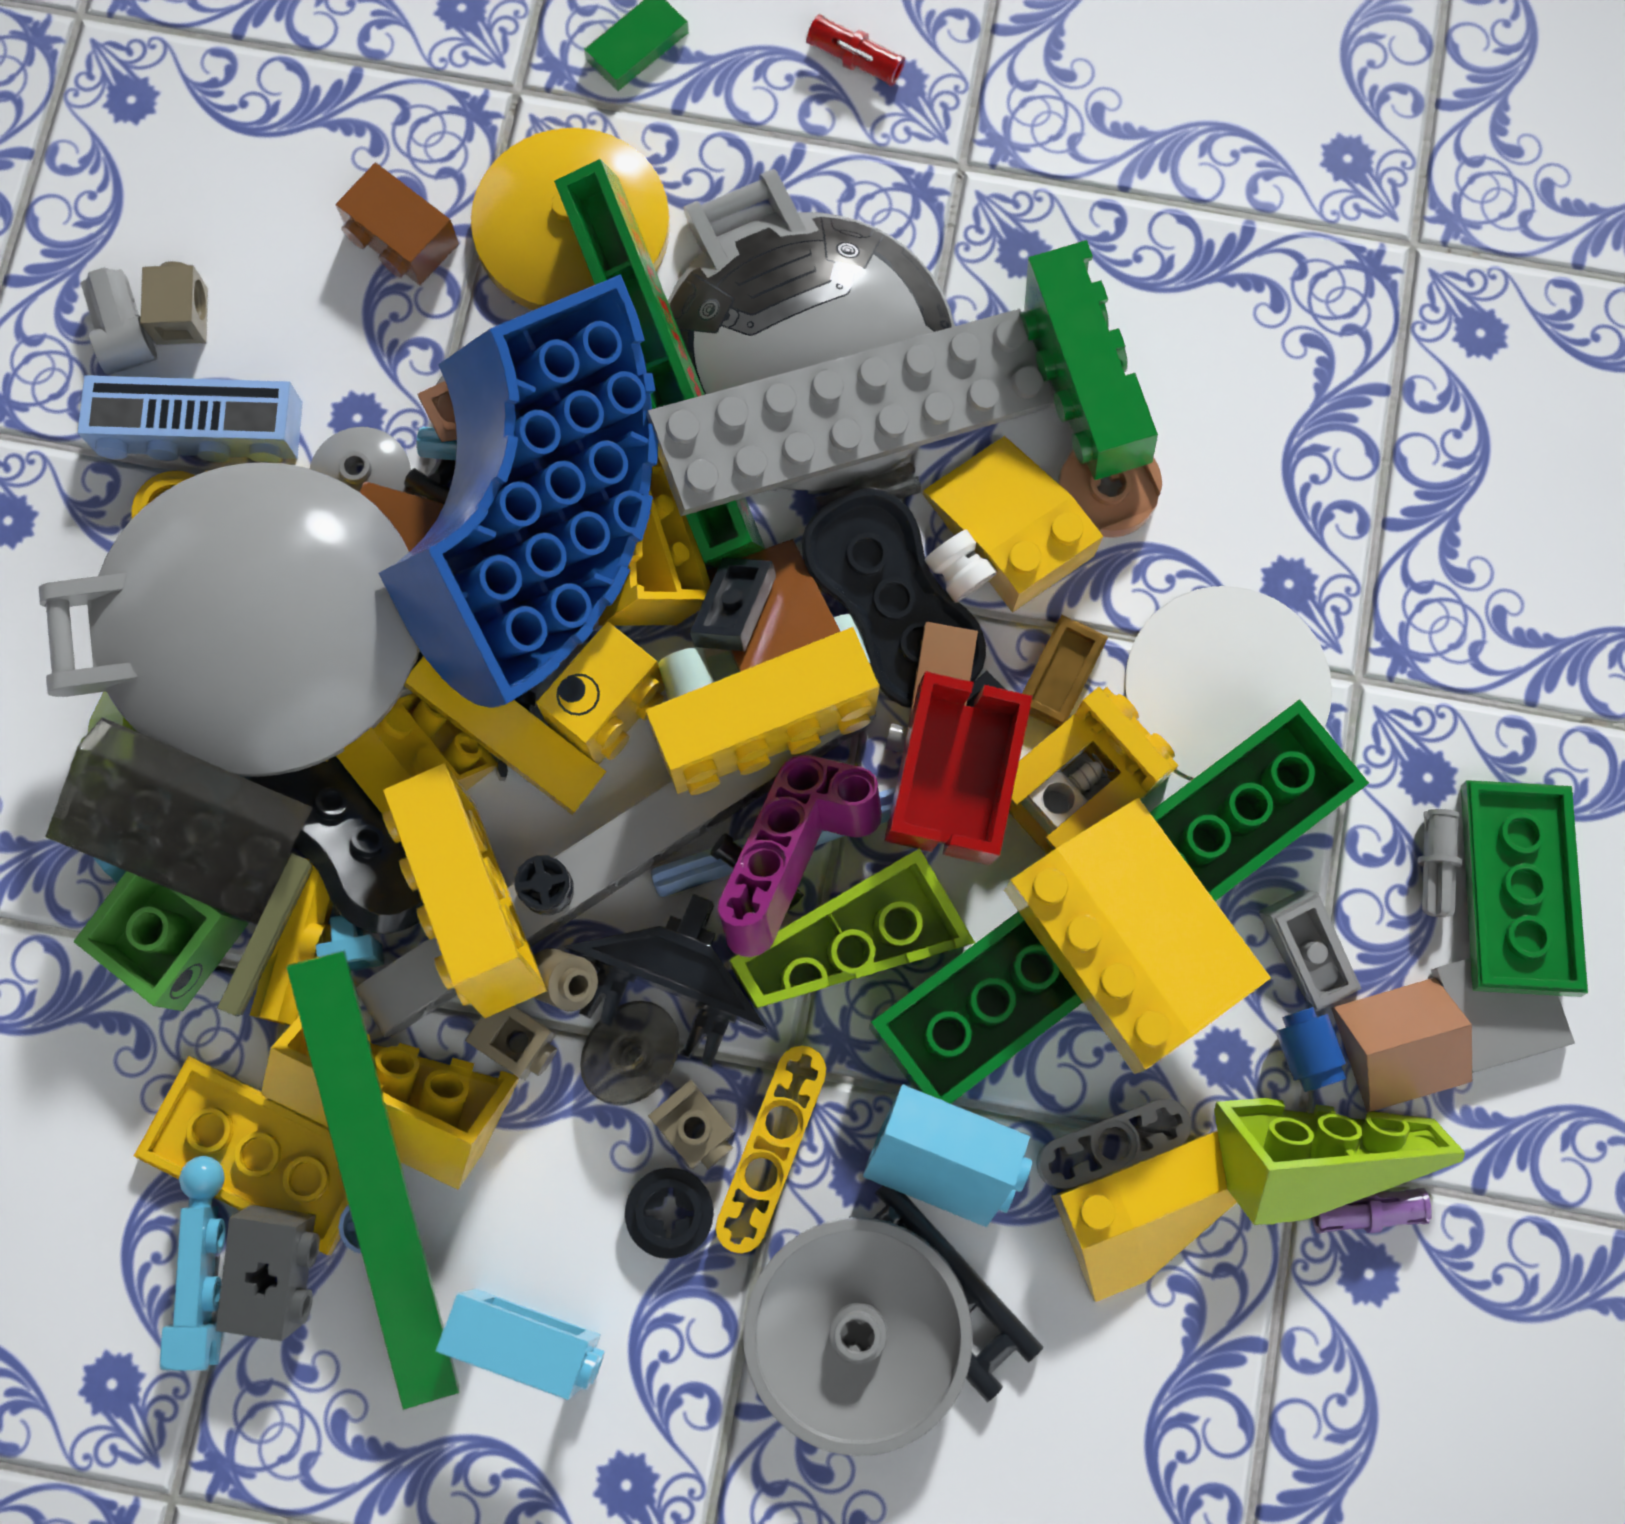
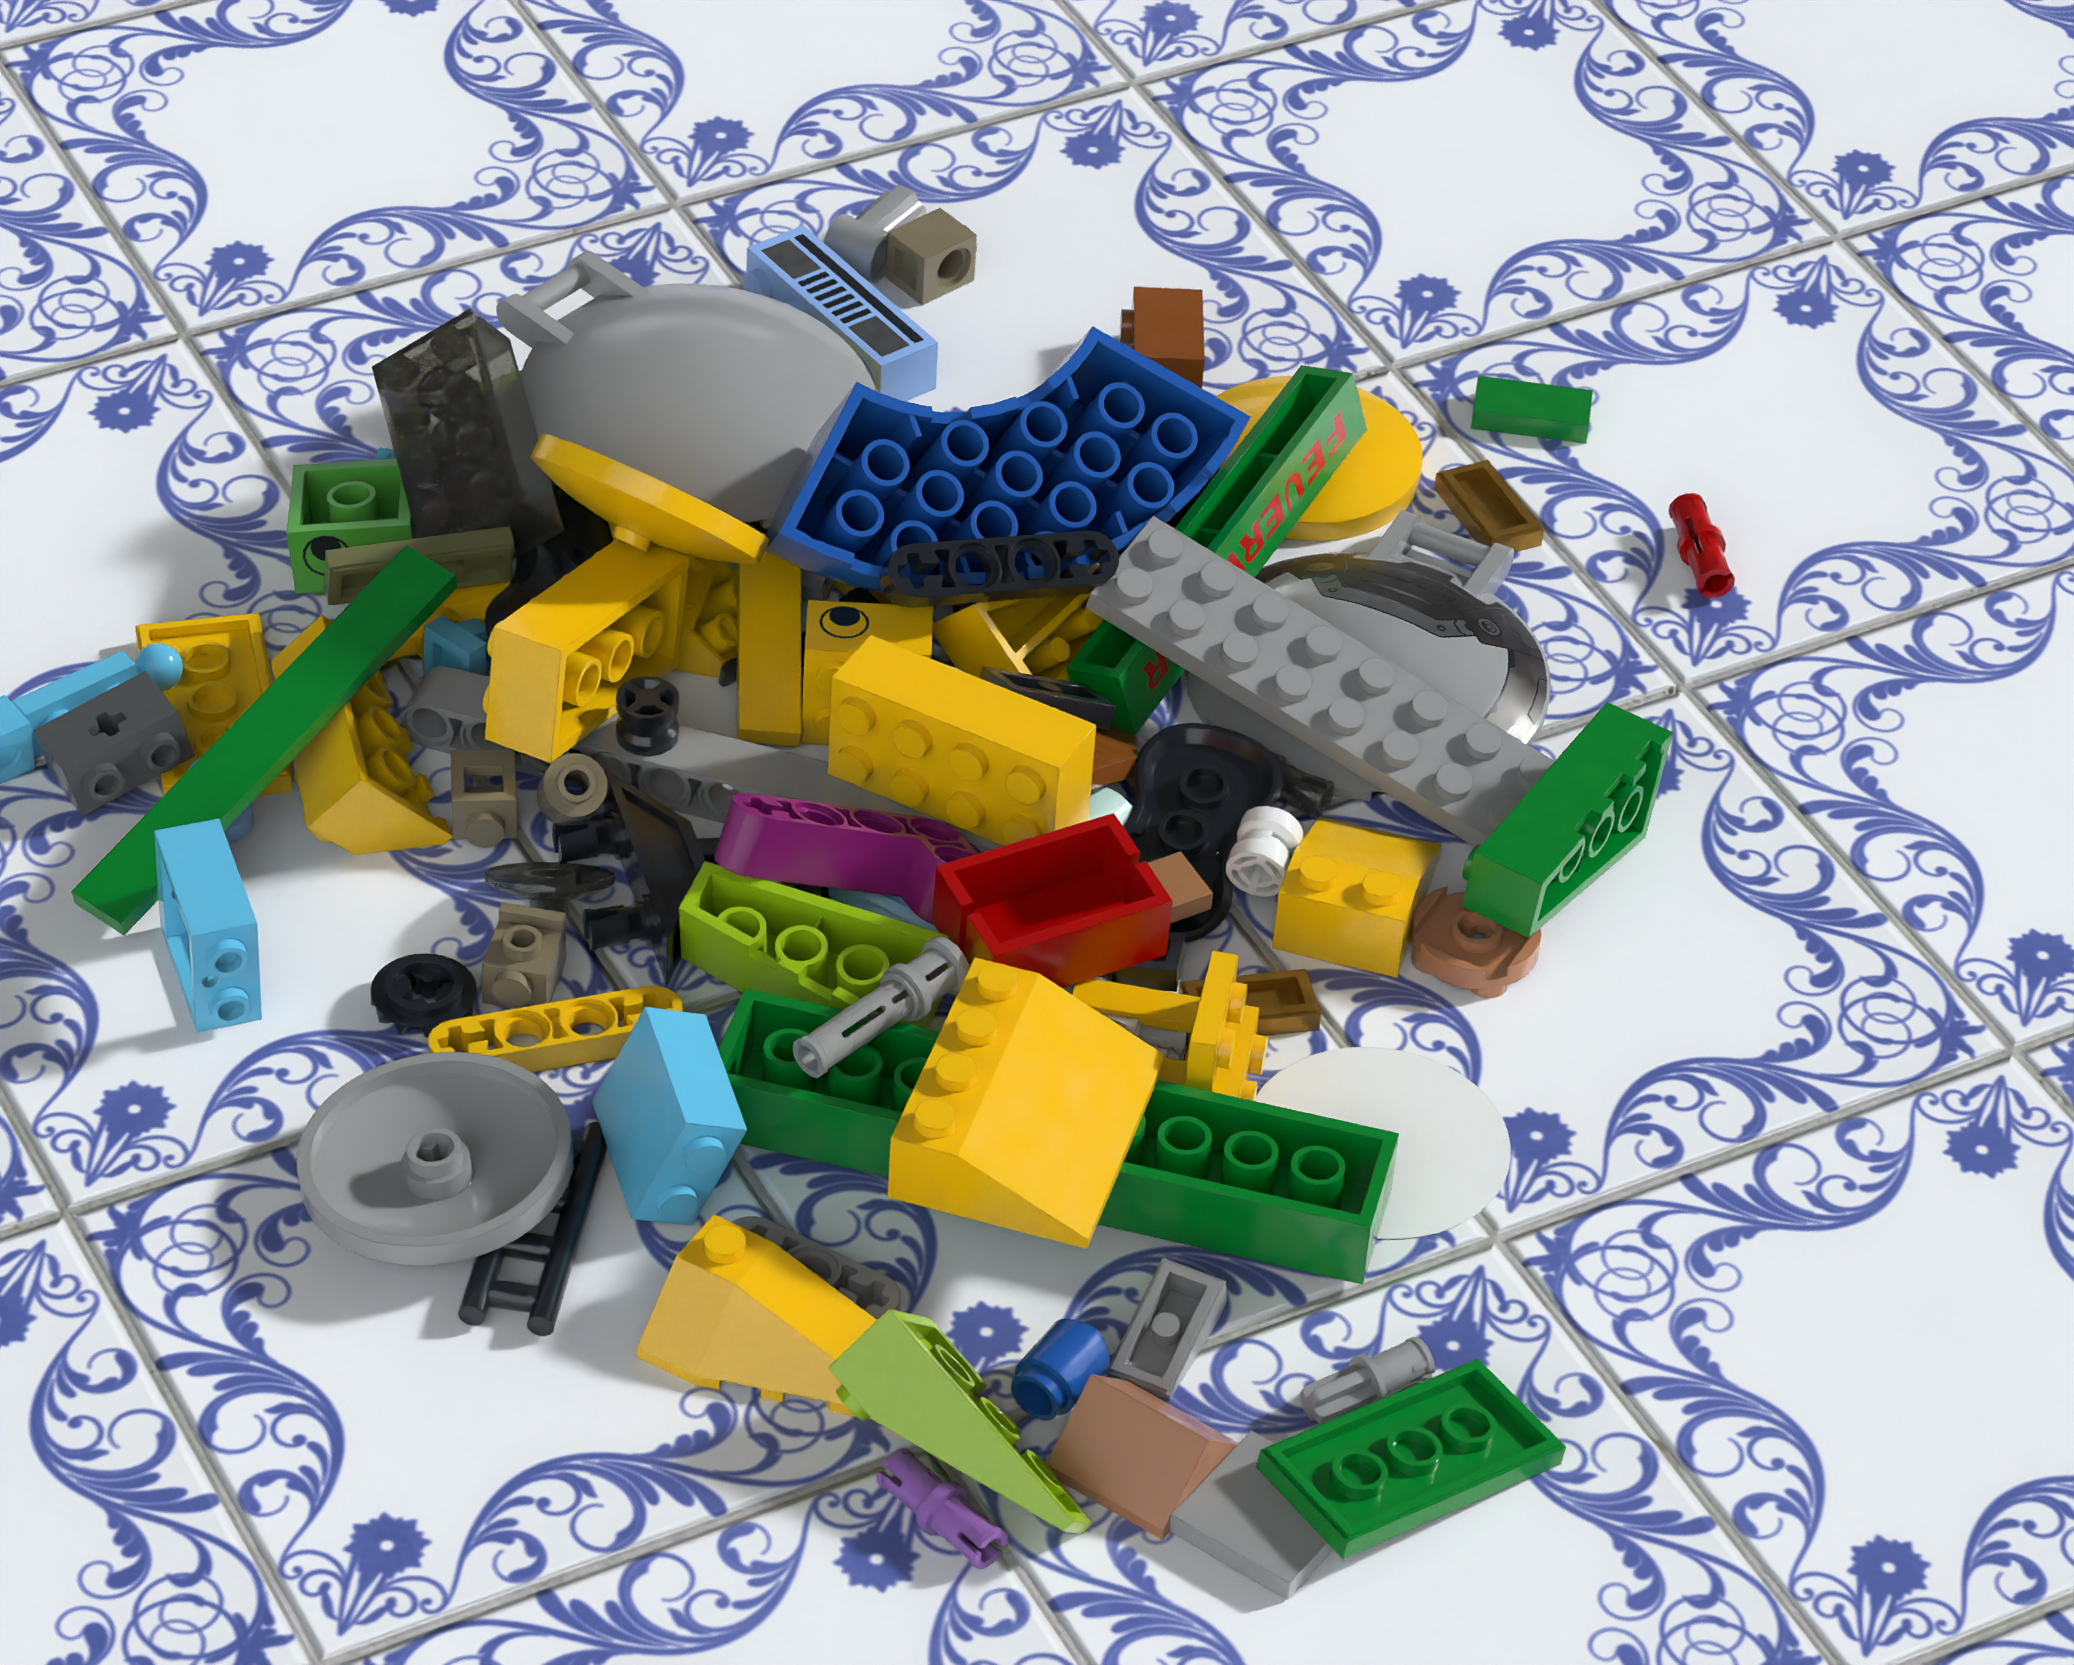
camera: 50 degrees right, 35 degrees down
(394, 770) = (646, 507): none -> yellow dish
(637, 565) = (998, 561): none -> black beam
(711, 147) = (1488, 506): none -> pearl gold tile
(967, 928) = (827, 1045): none -> light grey pin

